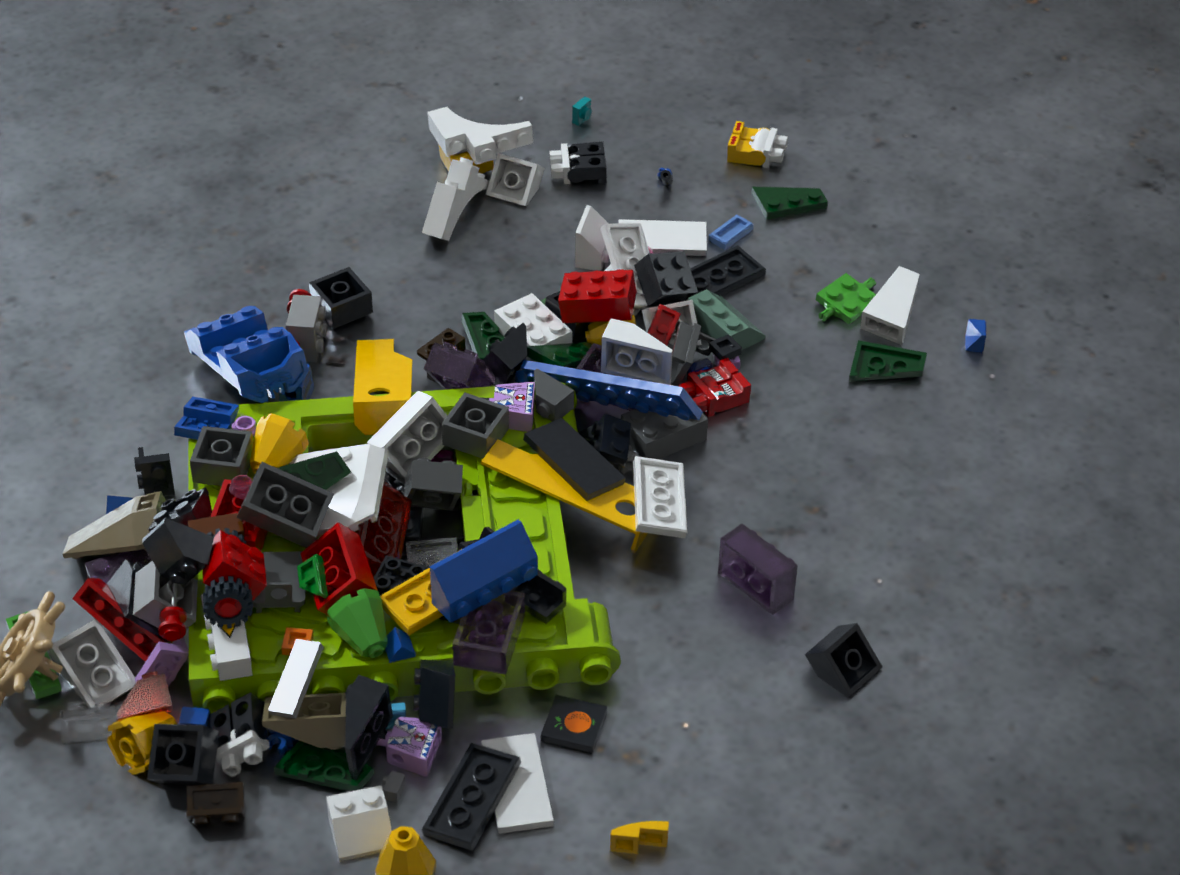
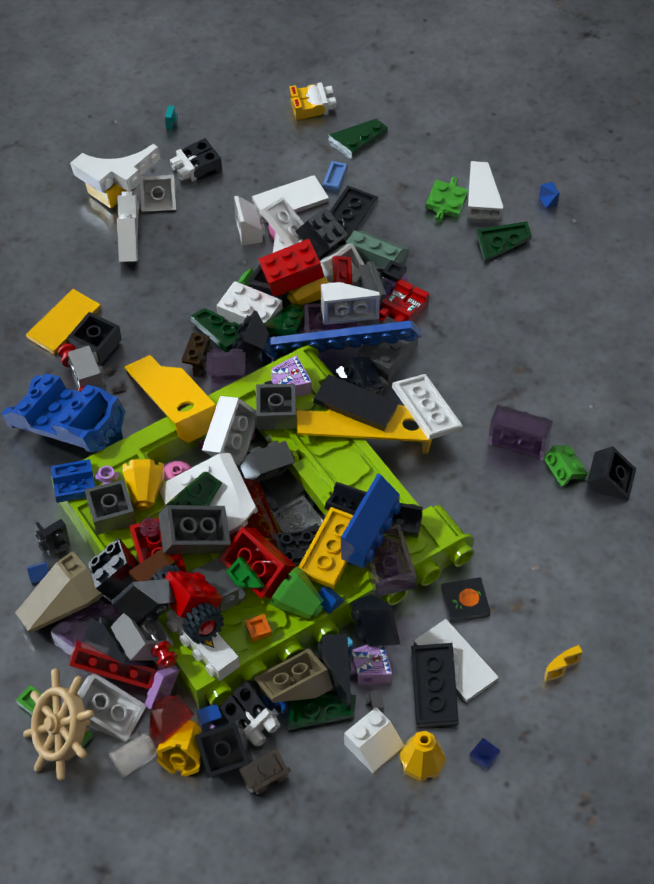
camera: 25 degrees left, 10 degrees up
(295, 678) = (277, 657): tile -> none
(301, 273) = (61, 320): none -> yellow tile
(552, 397) = (313, 360): dark grey slope -> none
(666, 176) = (265, 149): black arm -> none
(794, 626) = (565, 464): none -> bright green bracket

